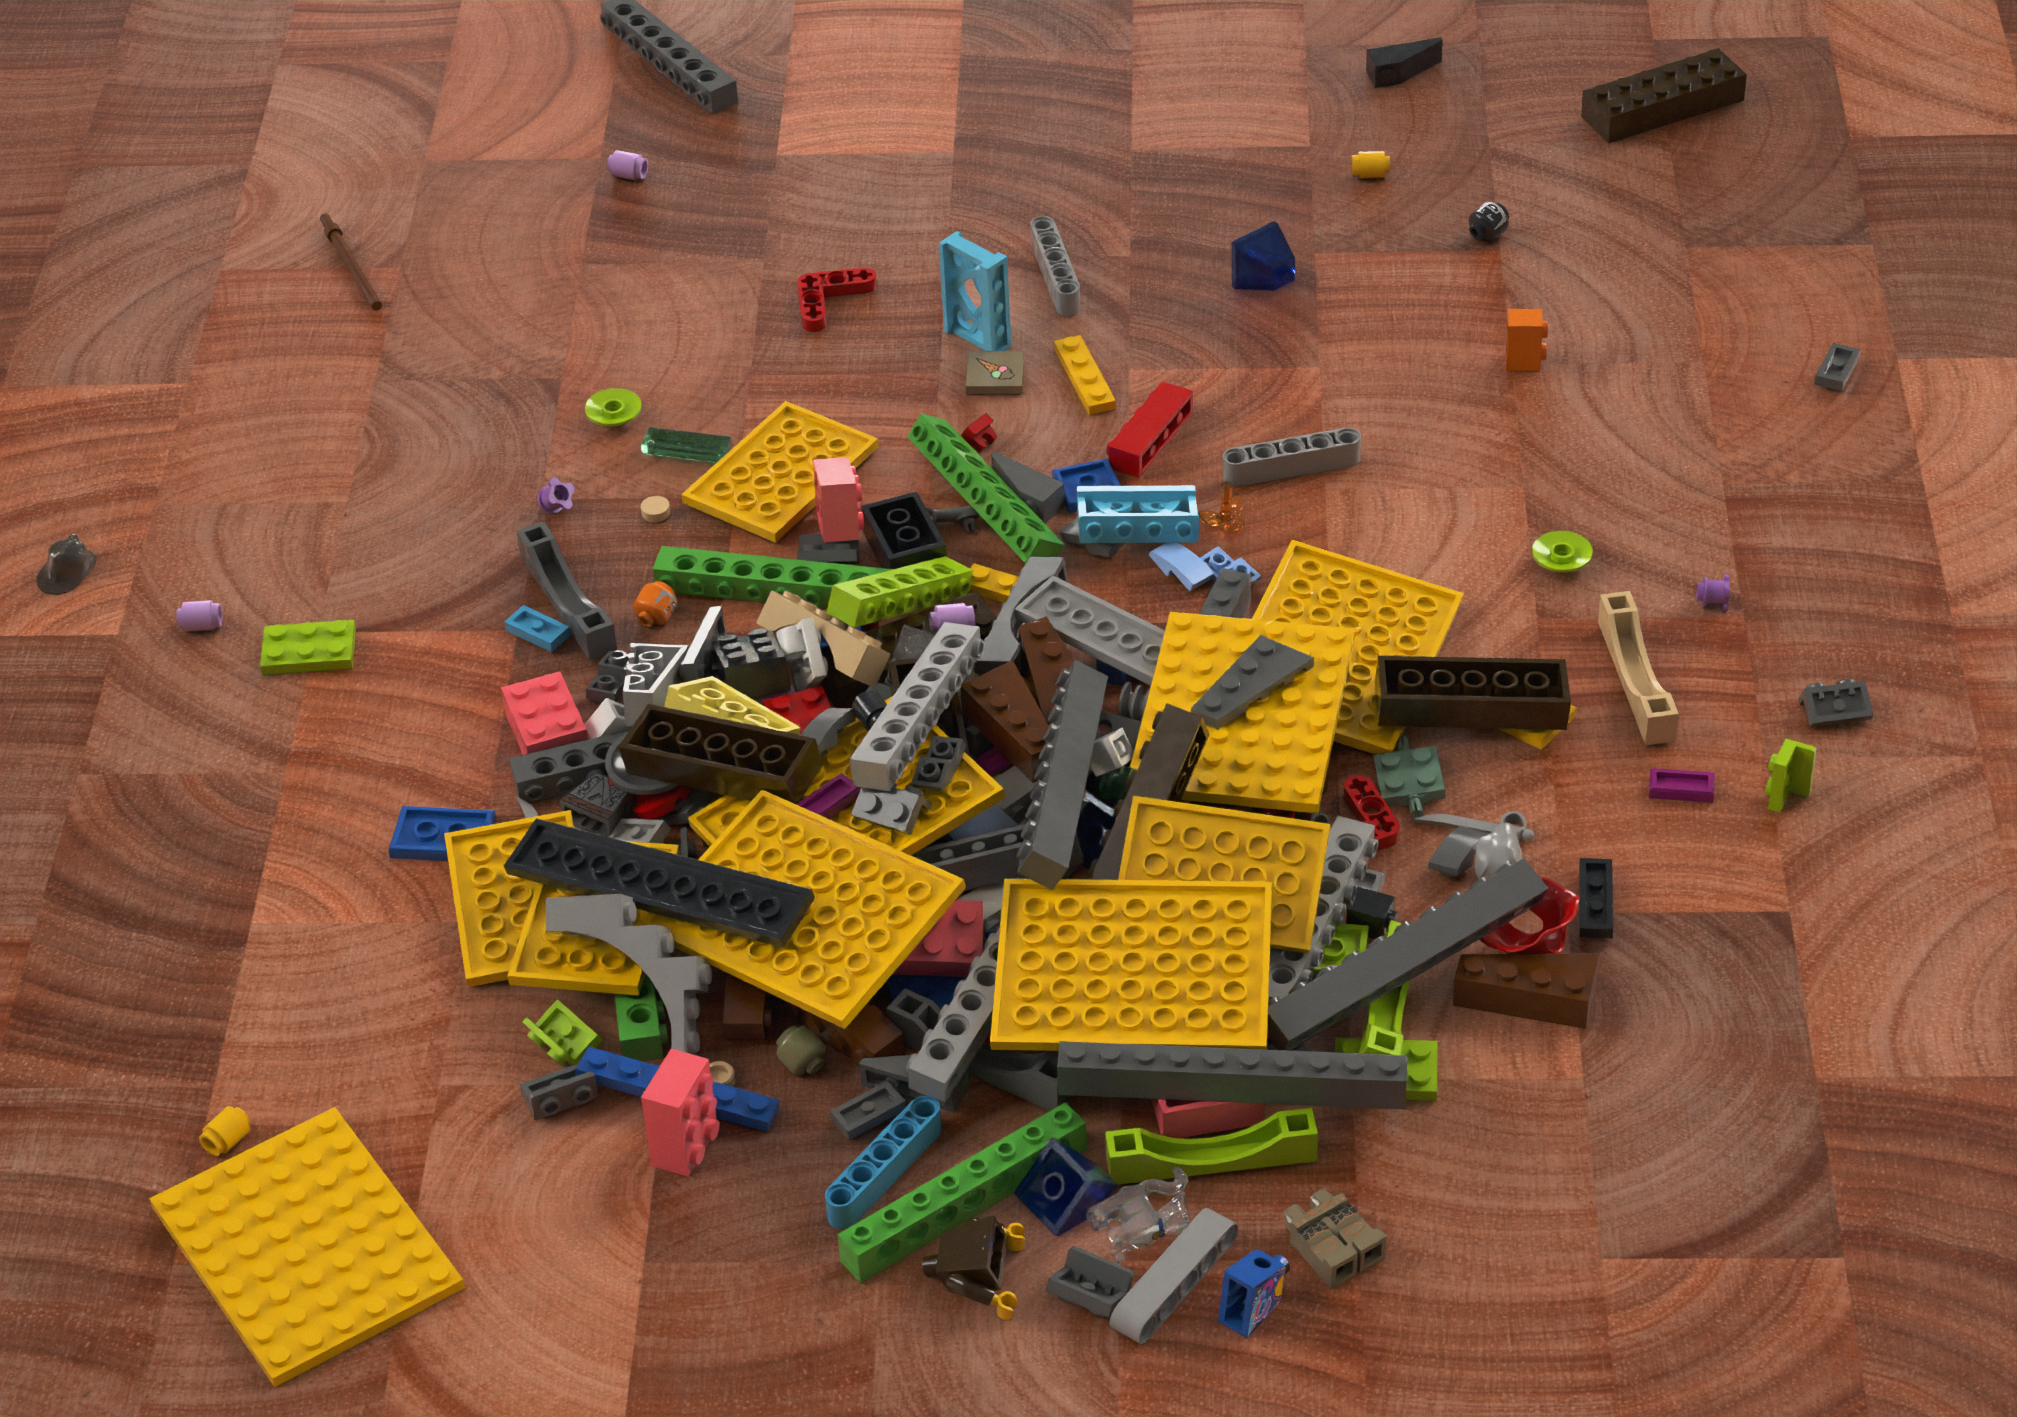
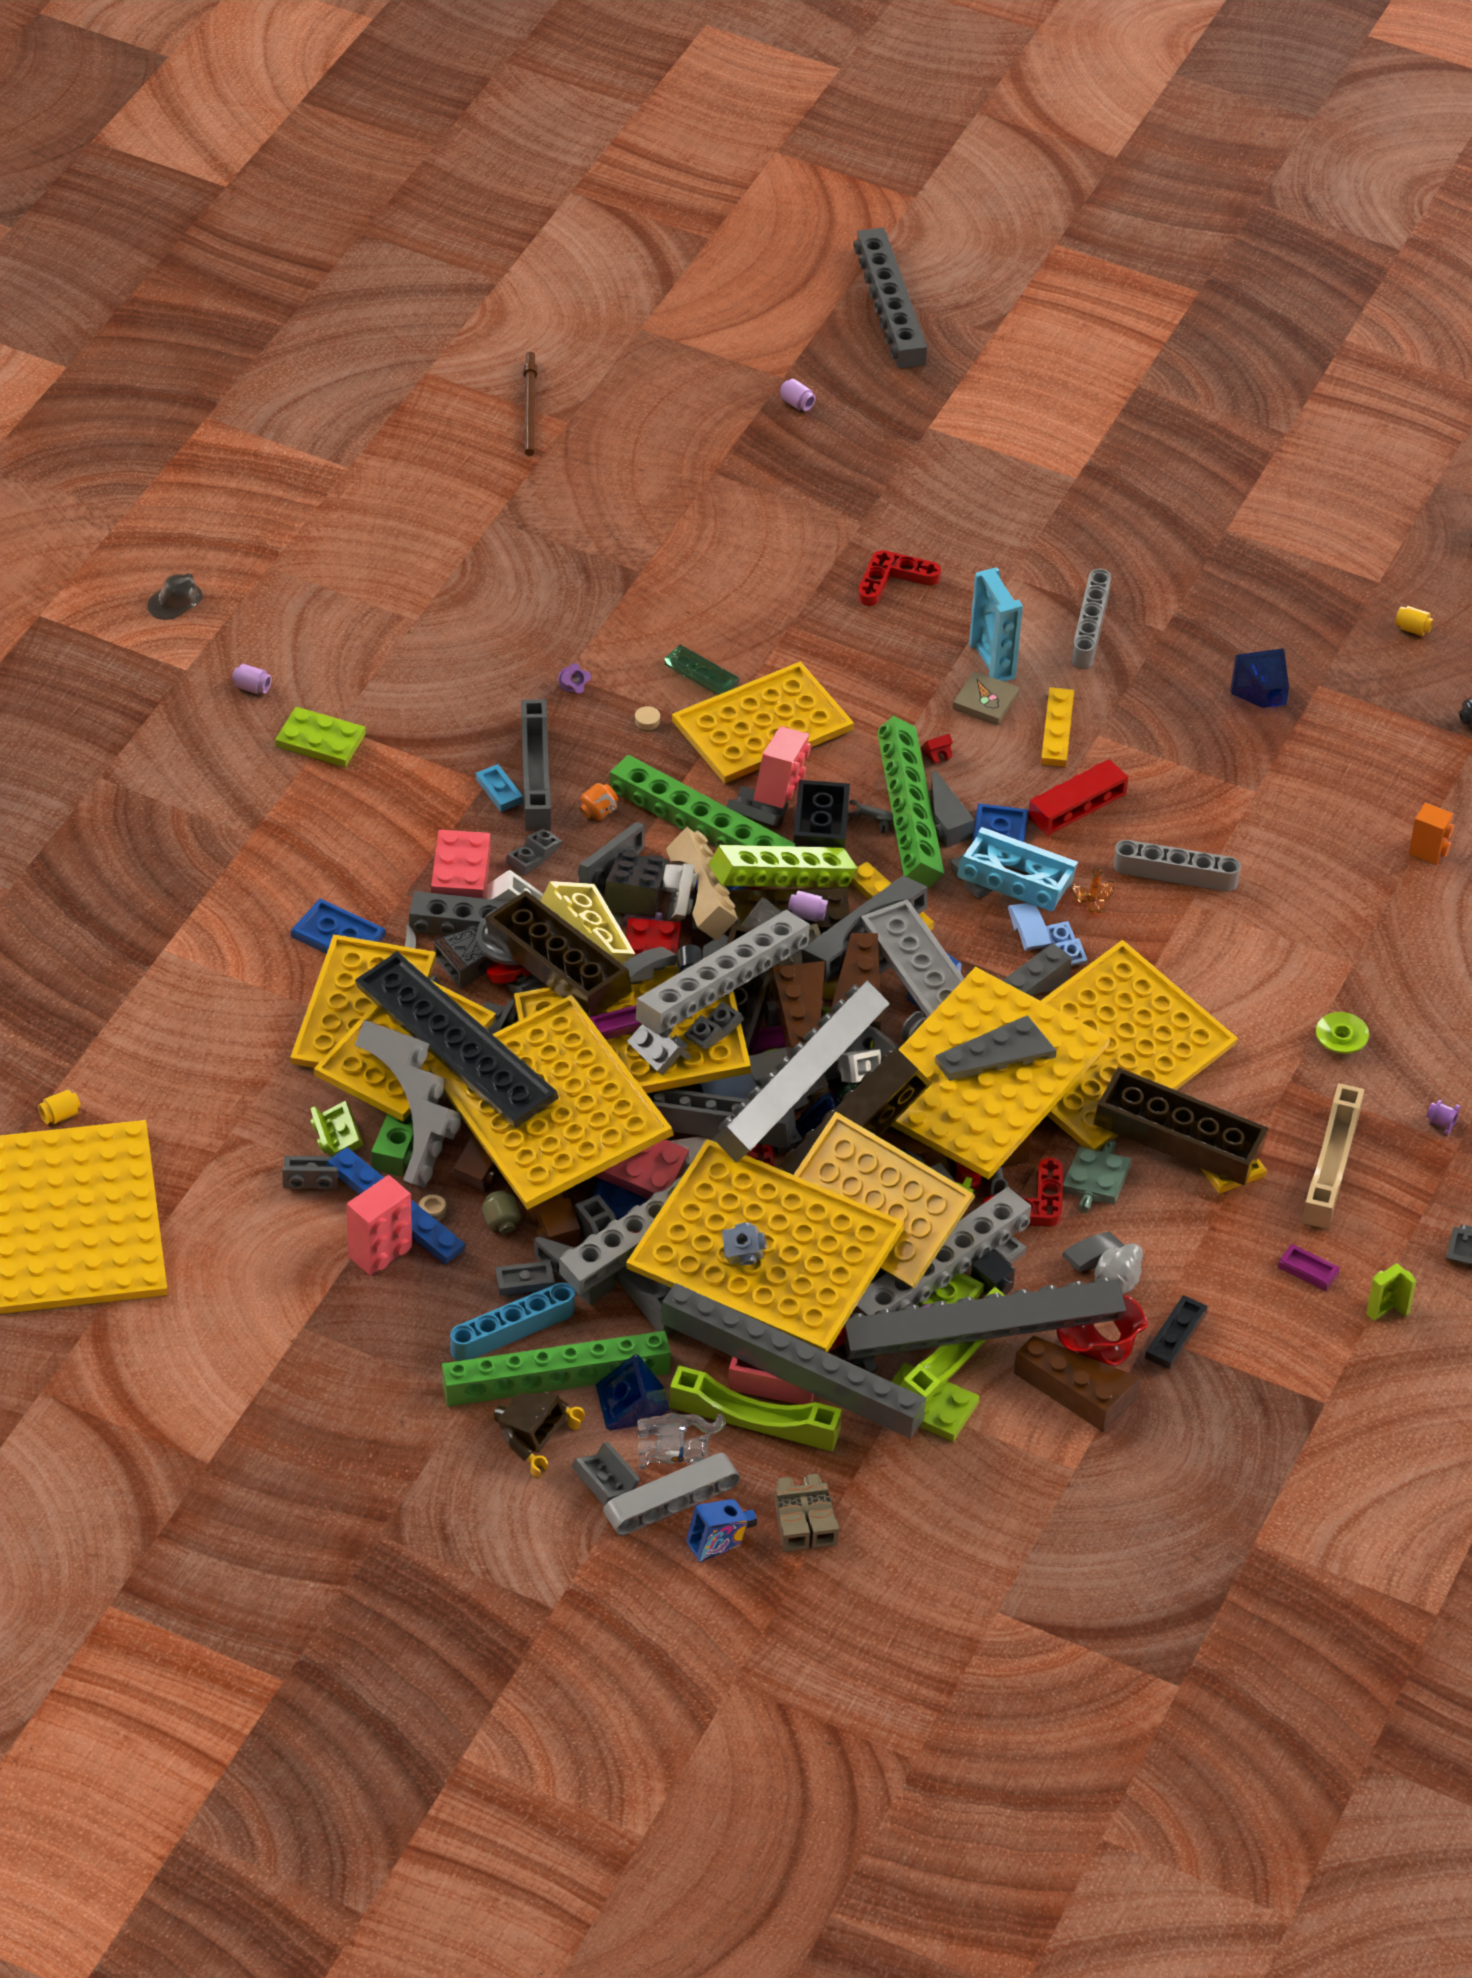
camera: 20 degrees right, 5 degrees up
(613, 407) = (662, 615): lime dish -> none
(641, 830) = (478, 990): light grey plate -> none
(649, 675) = (553, 863): light grey wedge -> none
(1117, 968) = (744, 1244): none -> sand blue brick
(1453, 821) = (1127, 1238): light grey sword -> none

